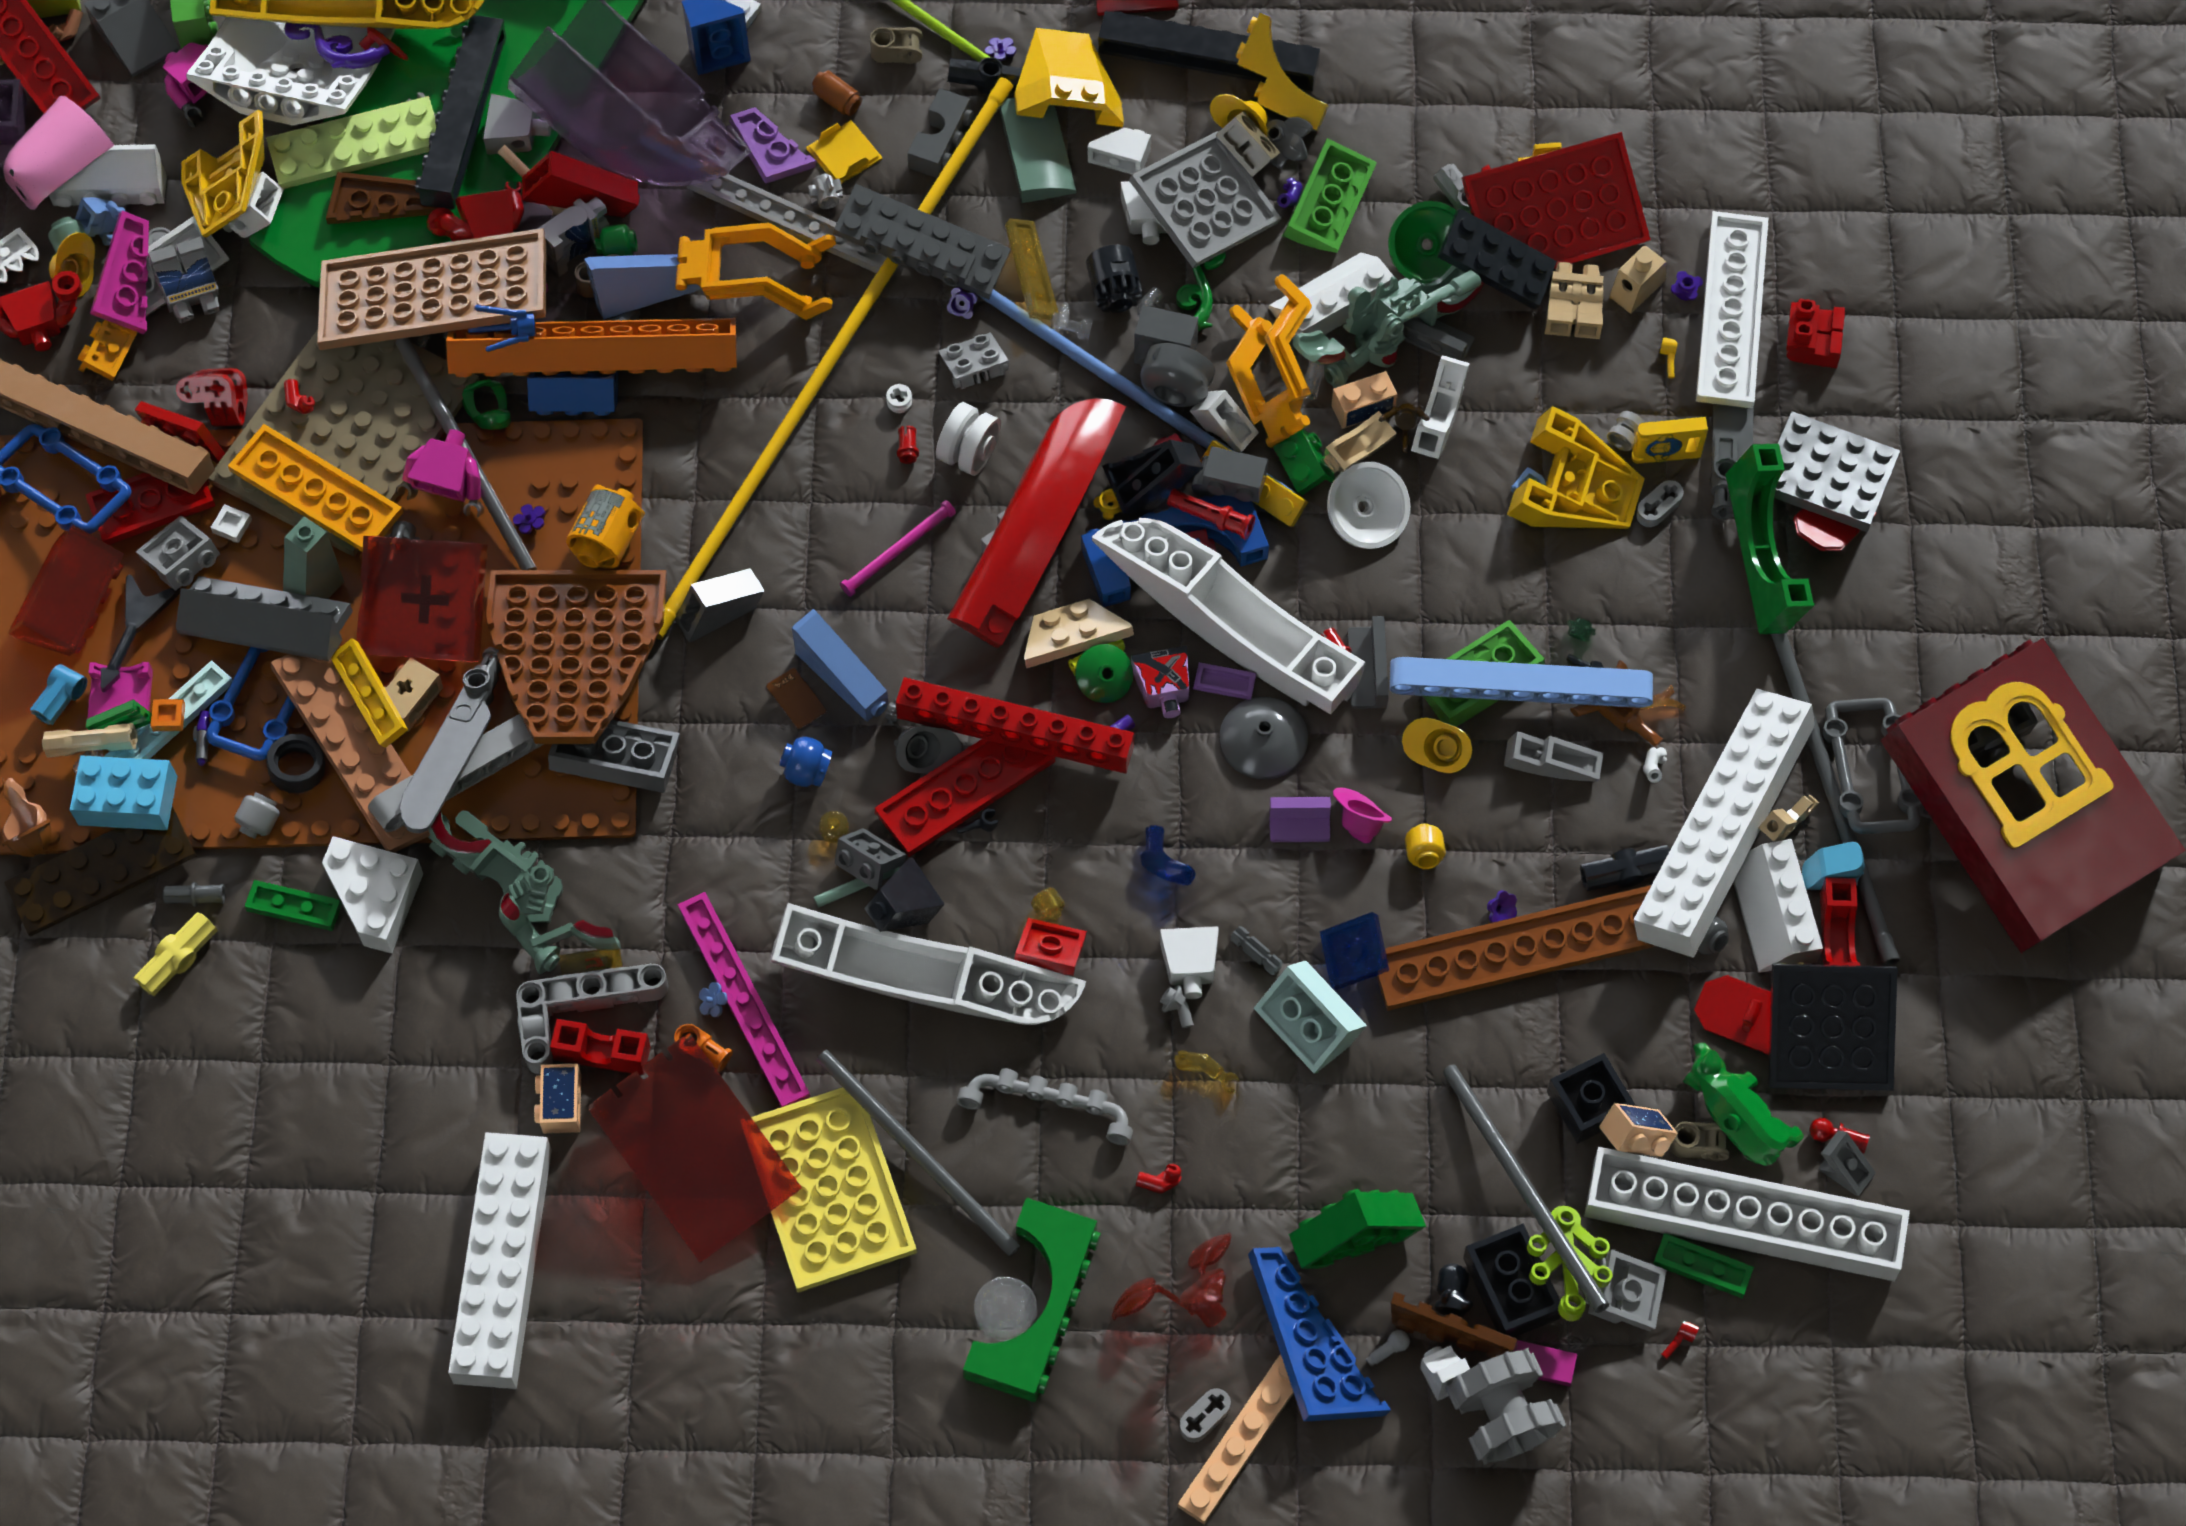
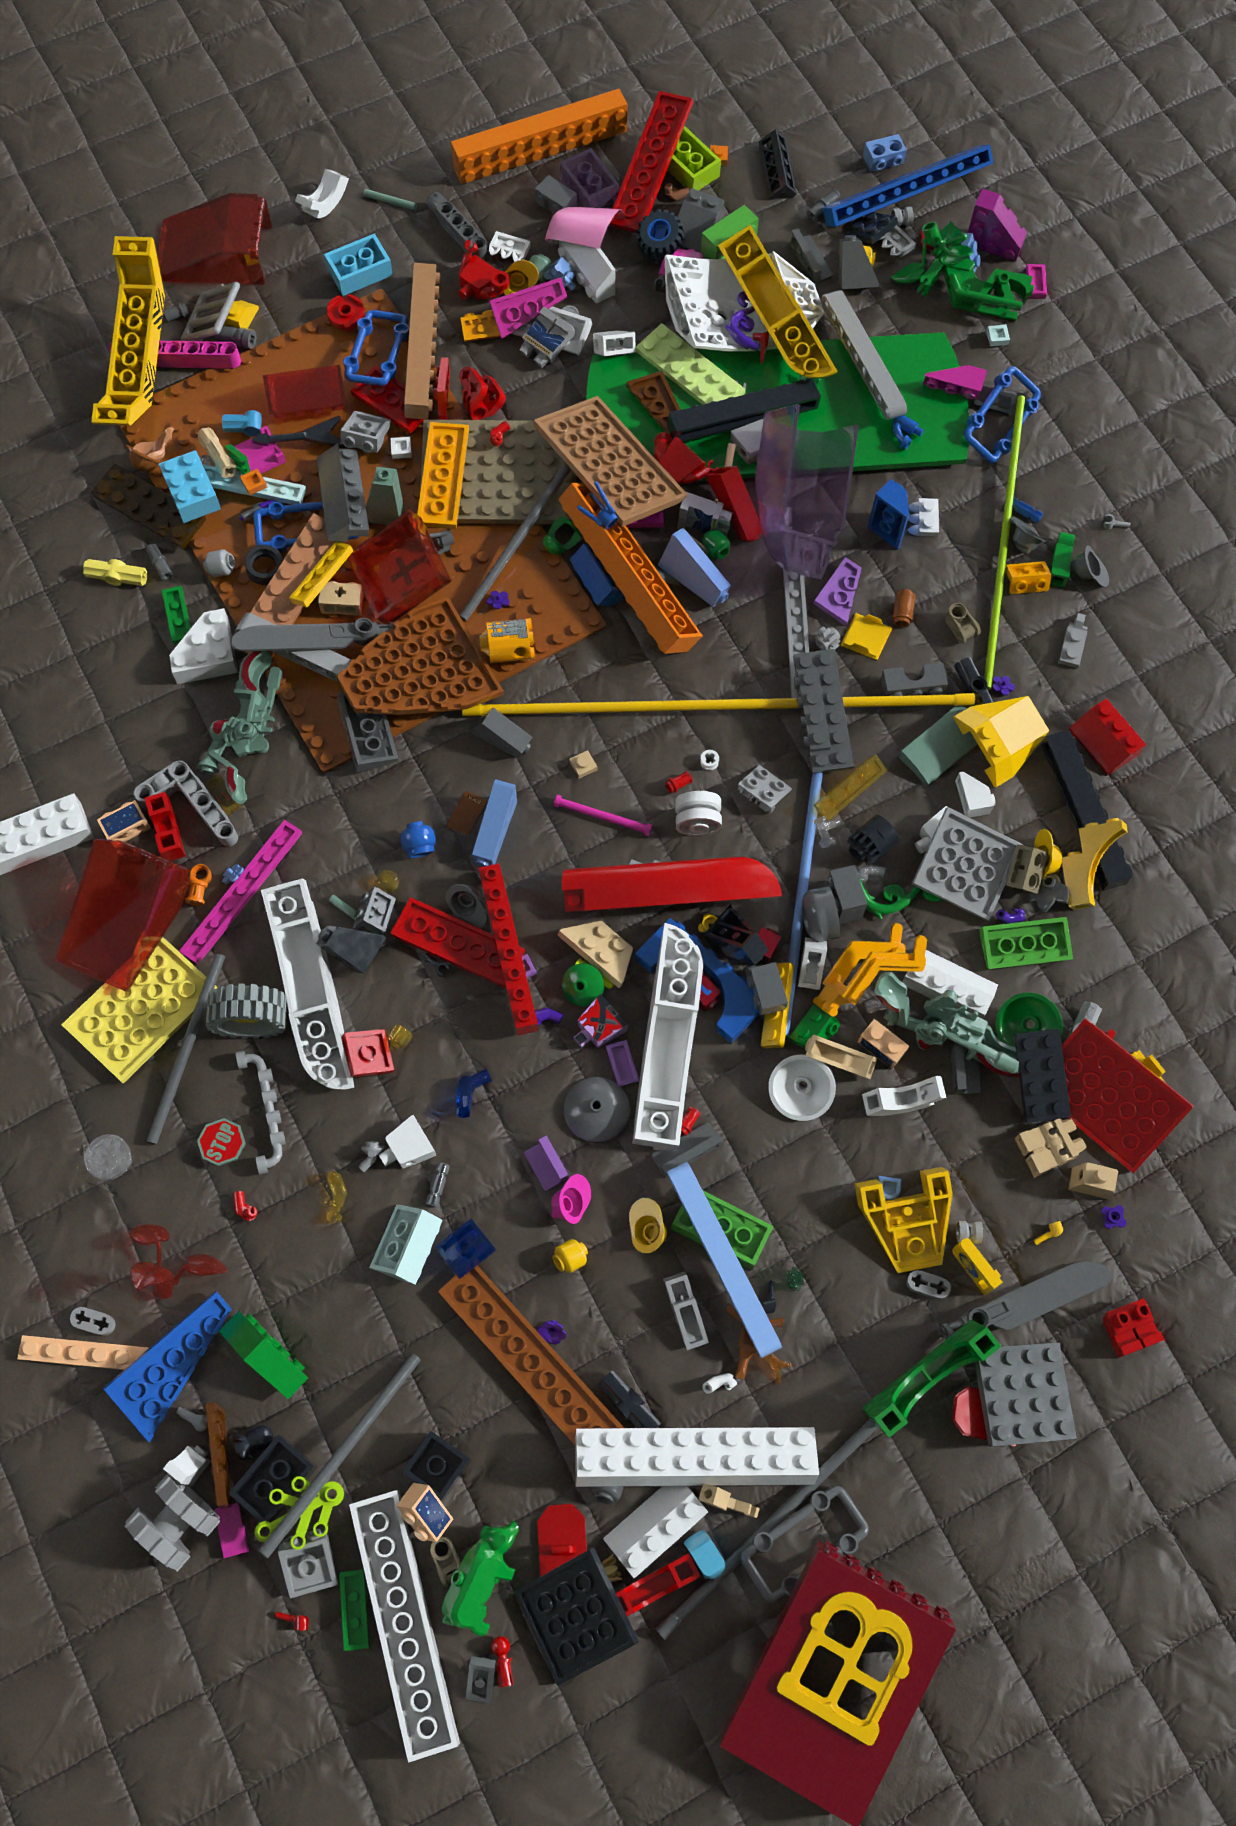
camera: 60 degrees right, 5 degrees up
(128, 75) = (660, 235): none -> black wheel
(223, 185) = (624, 317): yellow wedge -> none
(444, 471) = (493, 535): dark pink torso -> none
(702, 262) = (728, 593): light orange piece -> none
(816, 536) = (583, 764): none -> tan plate
(923, 1048) = (246, 1011): none -> light grey wheel
(954, 306) = (799, 759): plate -> none
(1022, 1362) = (167, 1171): green arch -> none
(1064, 1165) = (221, 1142): none -> piece
(1223, 517) = (731, 999): red pin -> none
(1406, 419) = (886, 1078): dark brown plant -> none
(1732, 310) = (1112, 1258): white plate -> none

